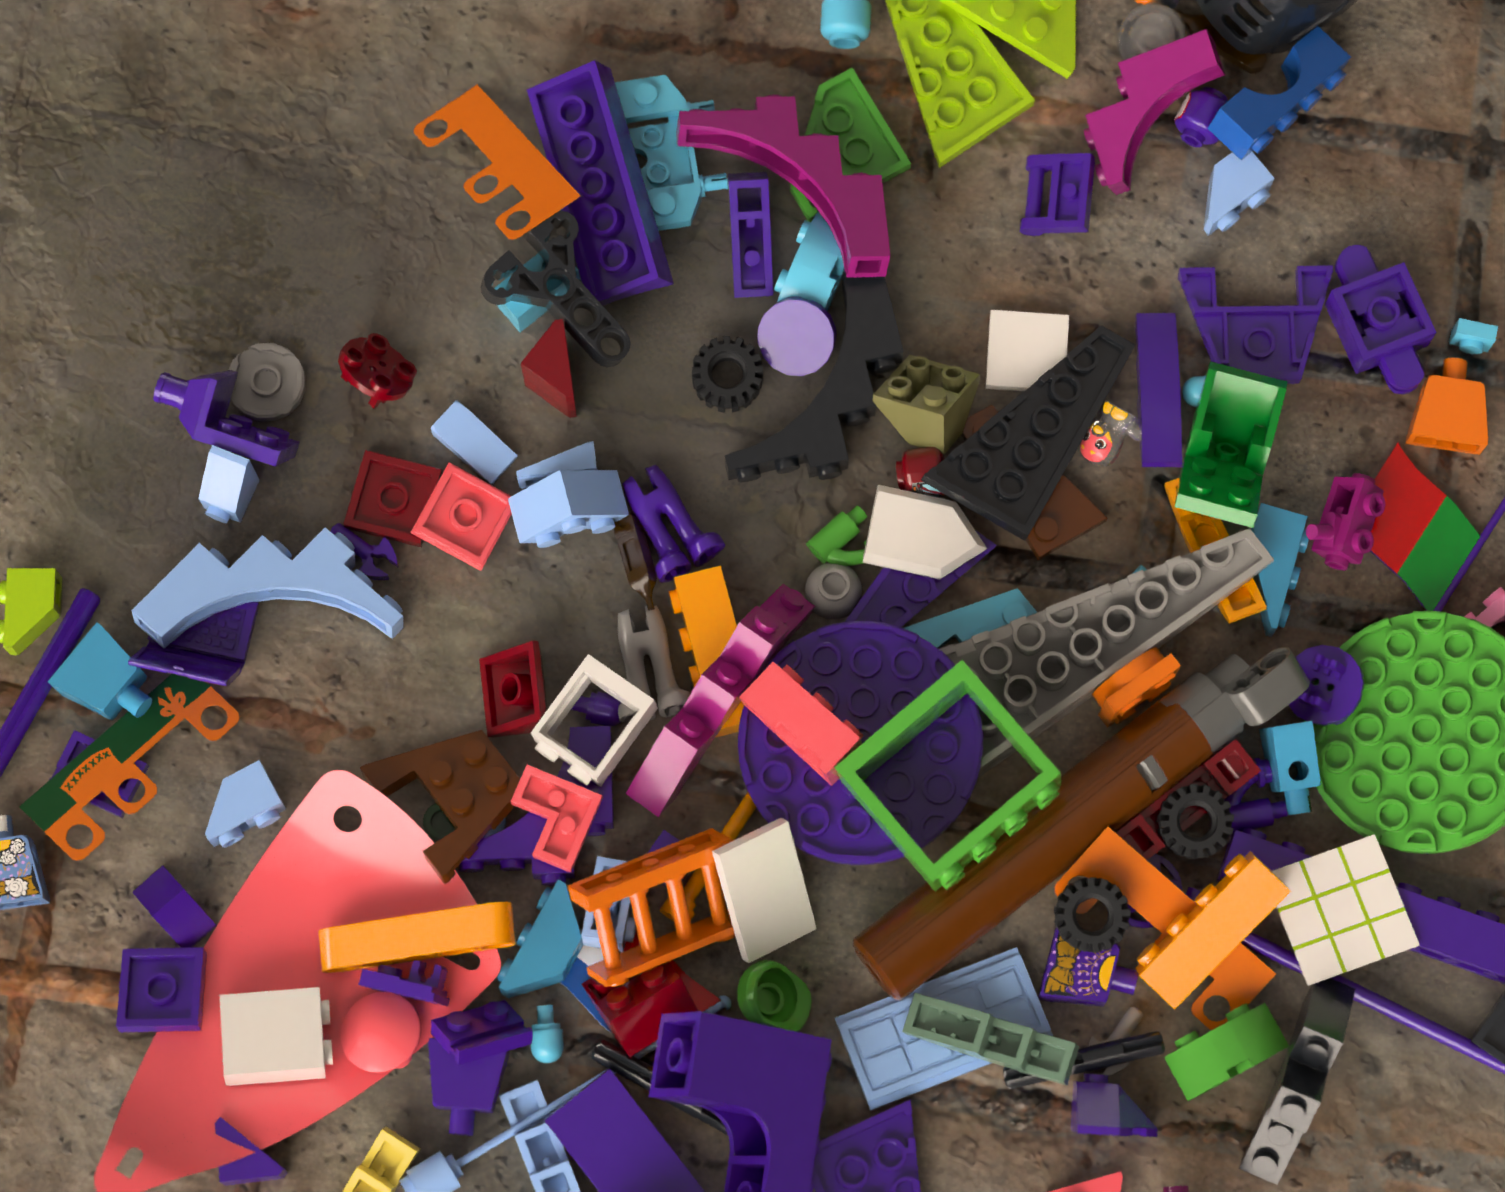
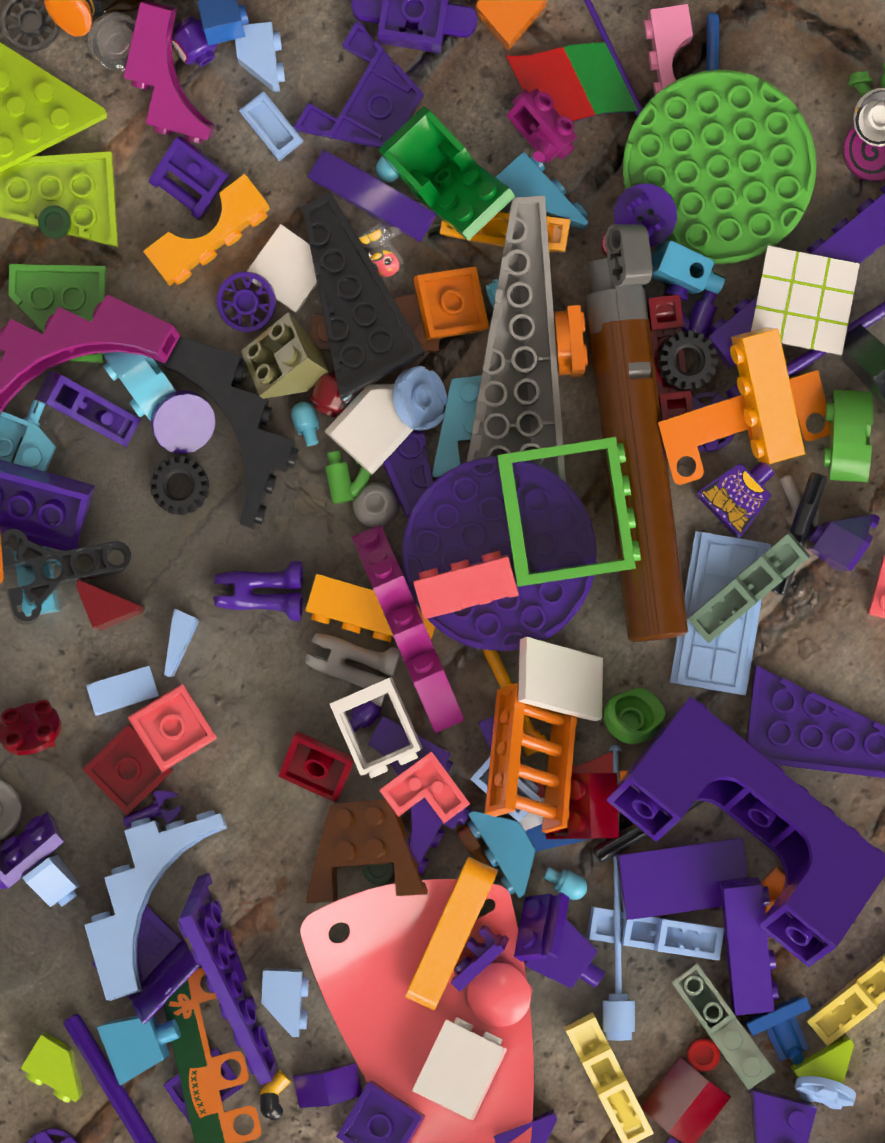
camera: 55 degrees left, 10 degrees up
(126, 852) = (269, 1096): none -> arm
(230, 723) = (224, 975): none -> dark purple wing
(527, 907) = (472, 844): none -> reddish brown bar
(568, 504) = (210, 653): light blue brick -> none
(636, 557) = (271, 626): dark brown piece -> none
(876, 464) = (305, 422): none -> medium azure cylinder
(924, 85) = (54, 222): none -> dark green tile
(965, 328) = (246, 301): none -> dark purple wheel
(975, 564) = (419, 398): none -> light blue tile
(1058, 264) = (177, 256): none -> light orange arch
(1098, 538) = (451, 303): none -> orange tile
(1116, 922) = (729, 475): black tyre -> none
(1166, 246) = (271, 126): none -> light blue tile

